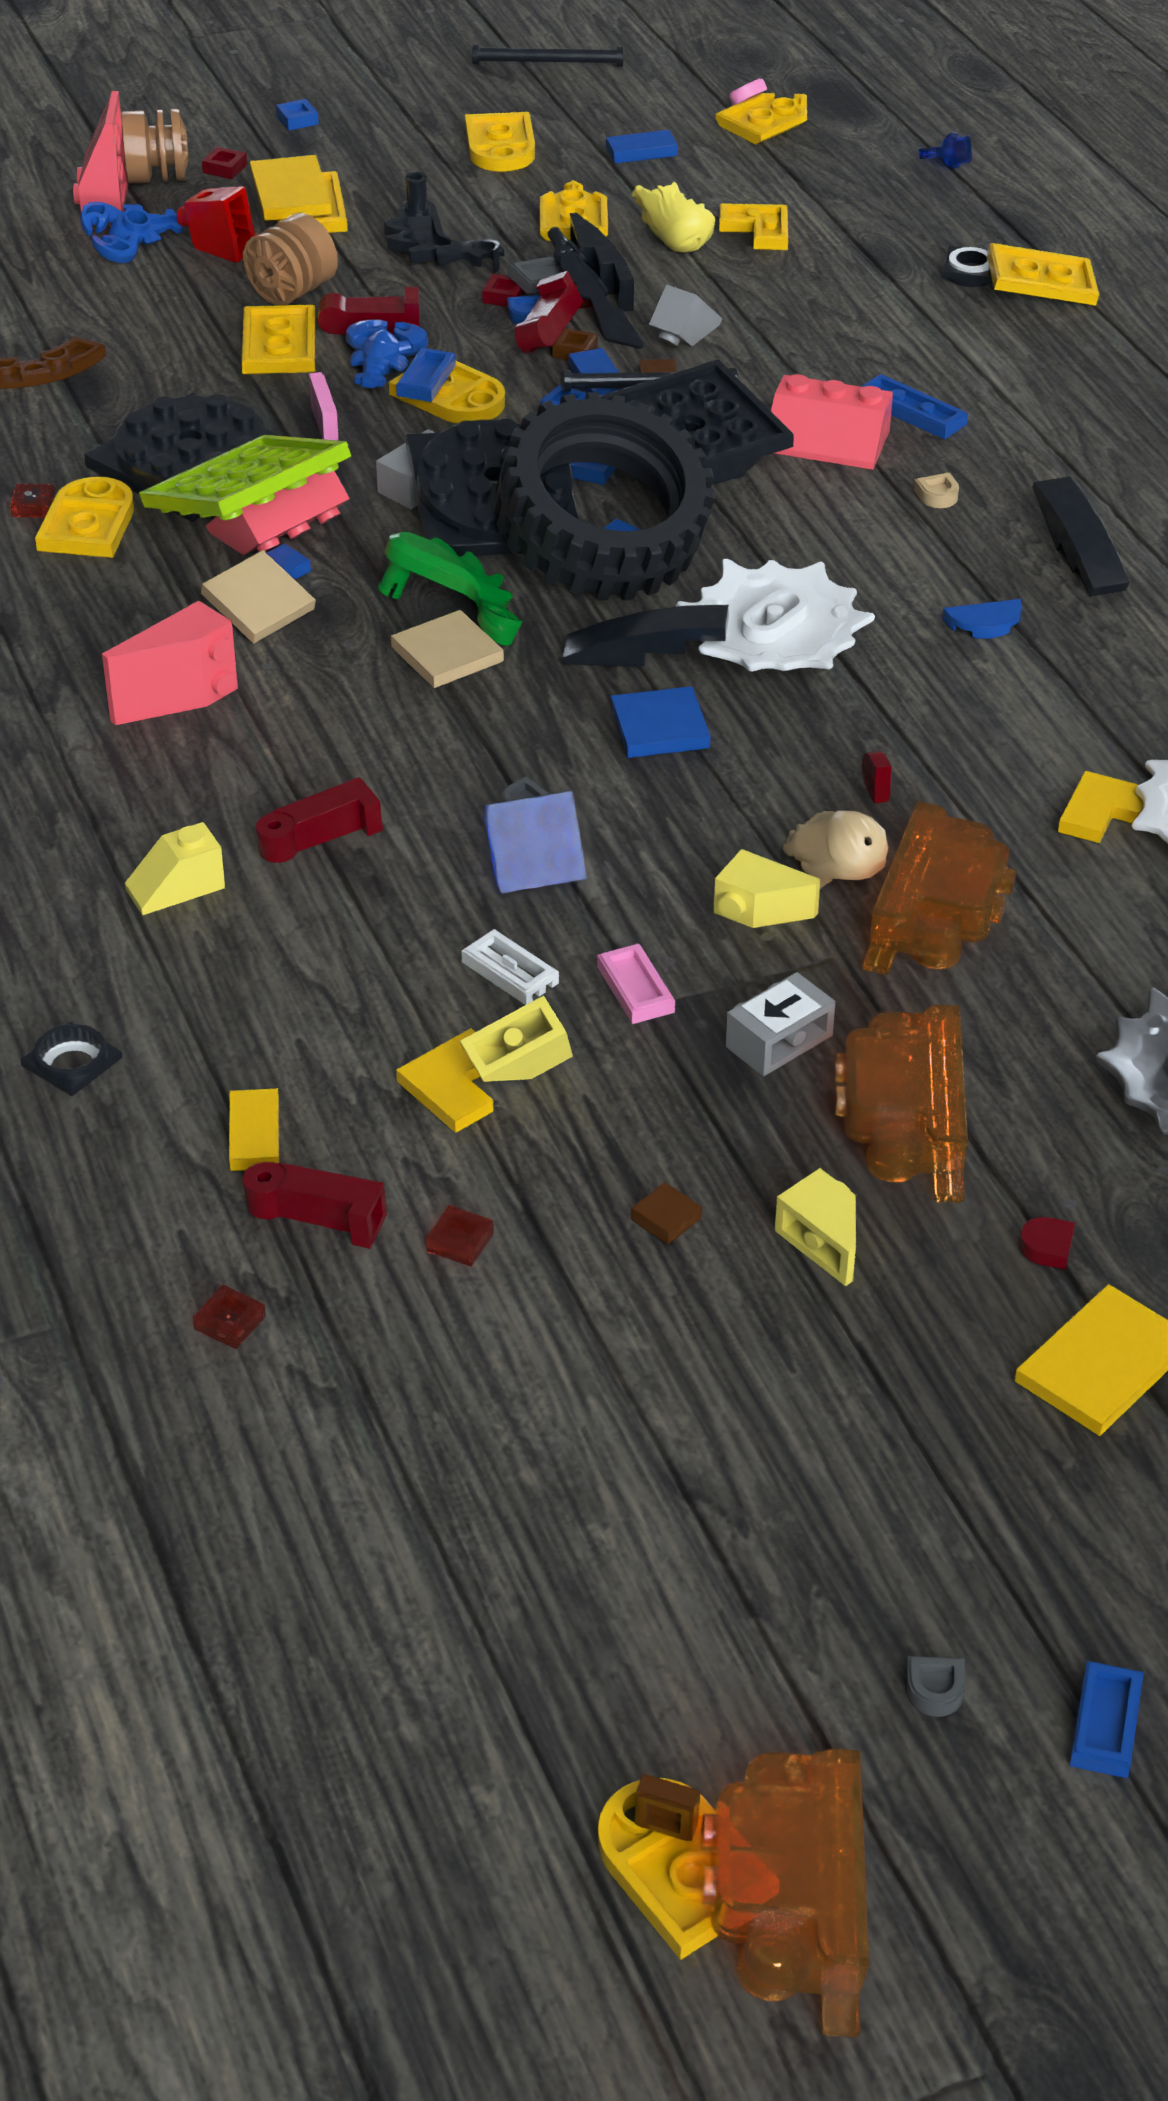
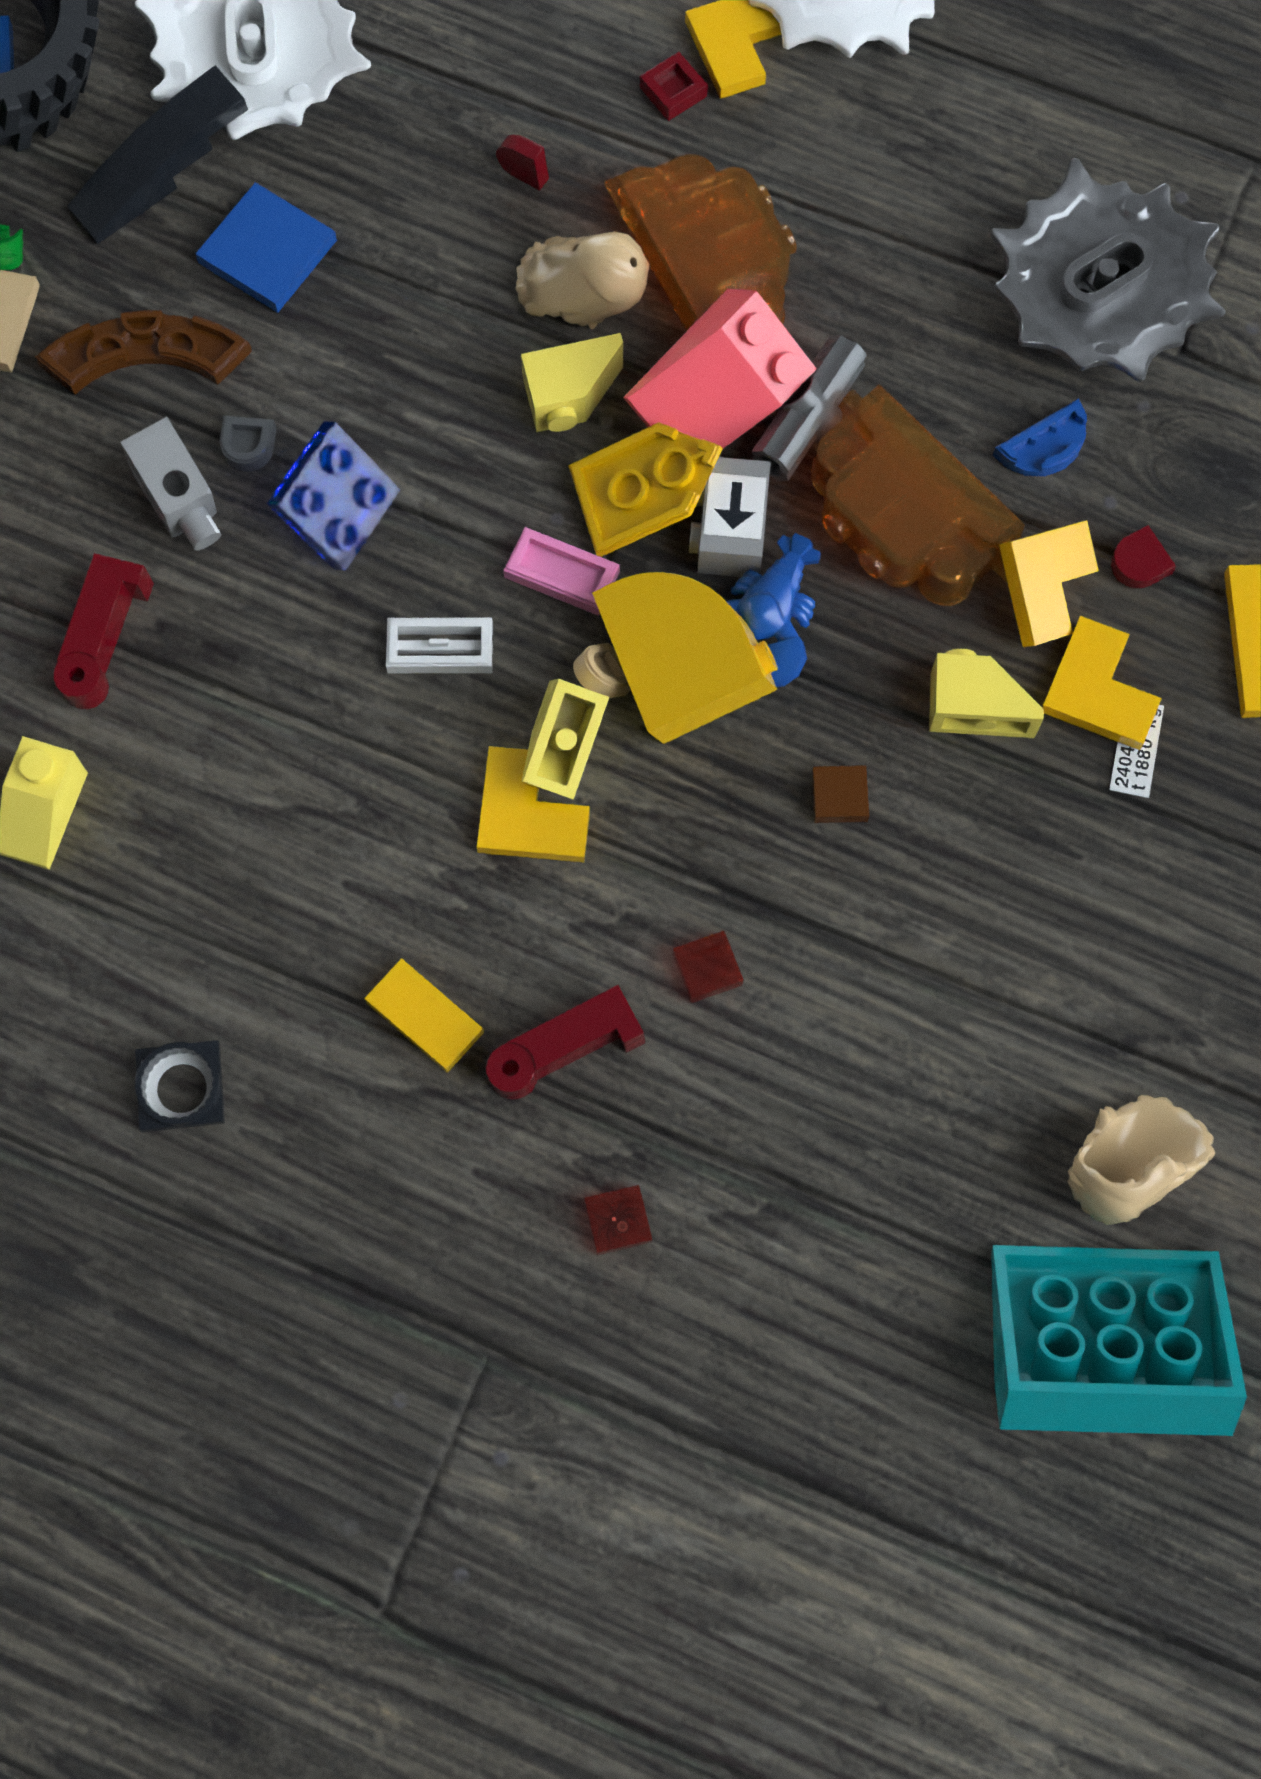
camera: 45 degrees left, 30 degrees up
(449, 794) = (172, 483): none -> light grey torso
(451, 1628) = (1114, 1341): none -> teal slope
(532, 718) = (143, 339): none -> reddish brown tile
(591, 1041) = (601, 671): none -> tan tile
(597, 1535) = (1137, 1158): none -> tan piece
(648, 1058) = (683, 651): none -> yellow brick
(736, 1086) = (774, 599): none -> blue animal
(737, 964) = (641, 484): none -> yellow tile
(853, 935) = (723, 372): none -> coral slope
(902, 993) = (811, 408): none -> dark grey piece
(913, 1342) = (1135, 767): none -> white sticker
(916, 1284) = (1090, 697): none -> yellow tile
(954, 1179) = (1035, 575): none -> yellow tile
(1030, 804) = (673, 86): none -> dark red tile
(1061, 1139) = (1047, 444): none -> blue tile

